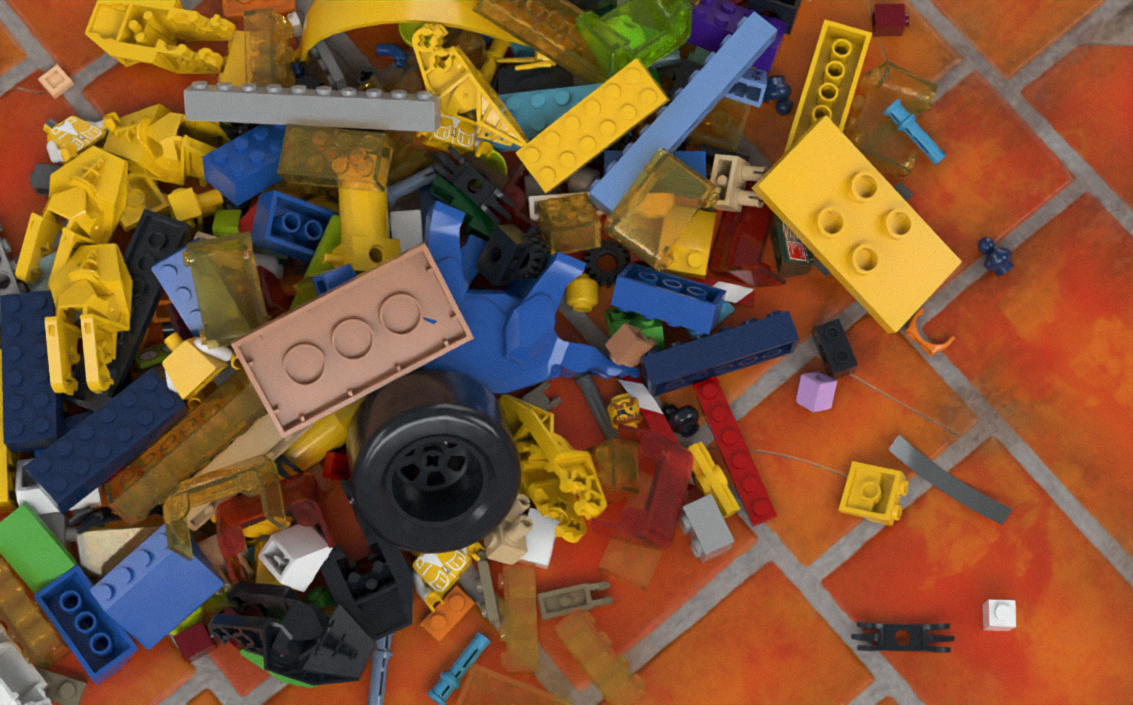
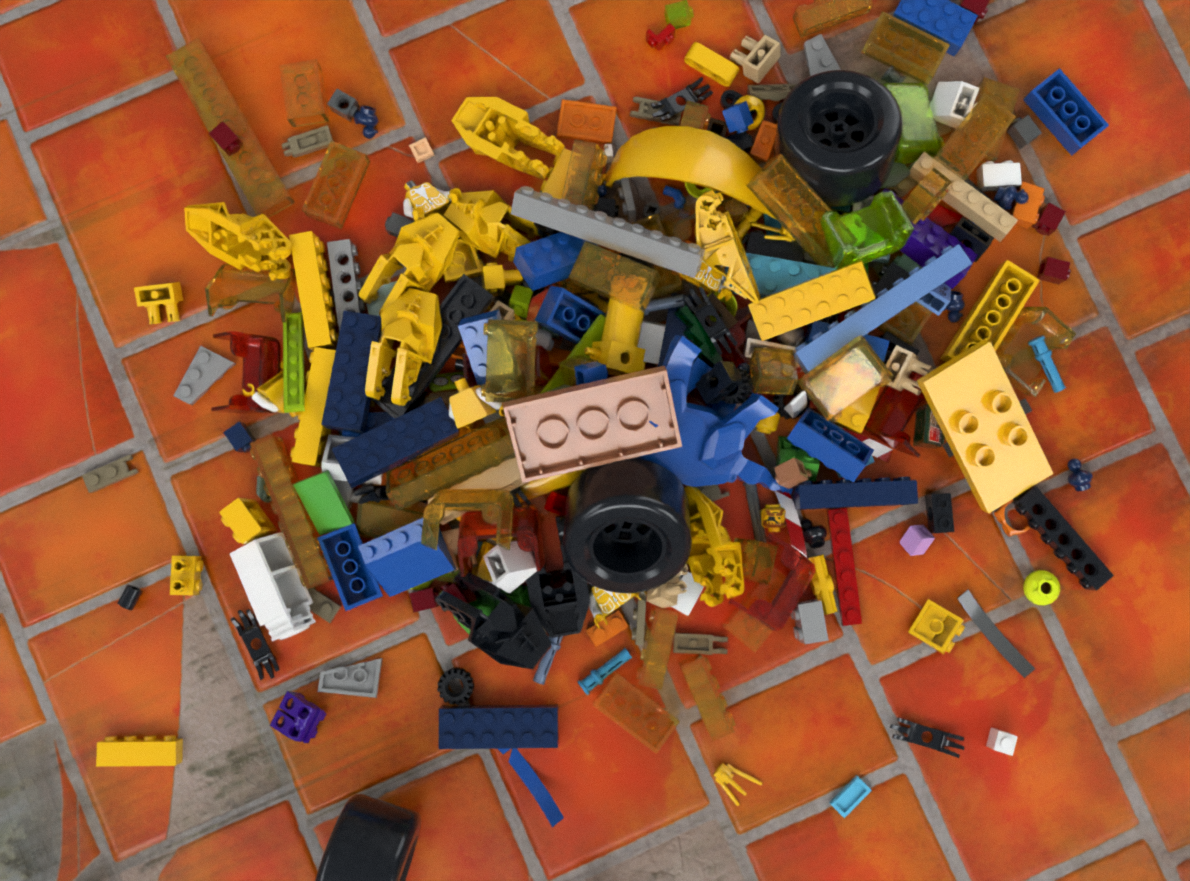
camera: 15 degrees right, 10 degrees up
(612, 260) = (797, 404): none -> white slope
(987, 419) = (1033, 584): none -> neon yellow piece
(1012, 338) = (1098, 572): none -> black brick

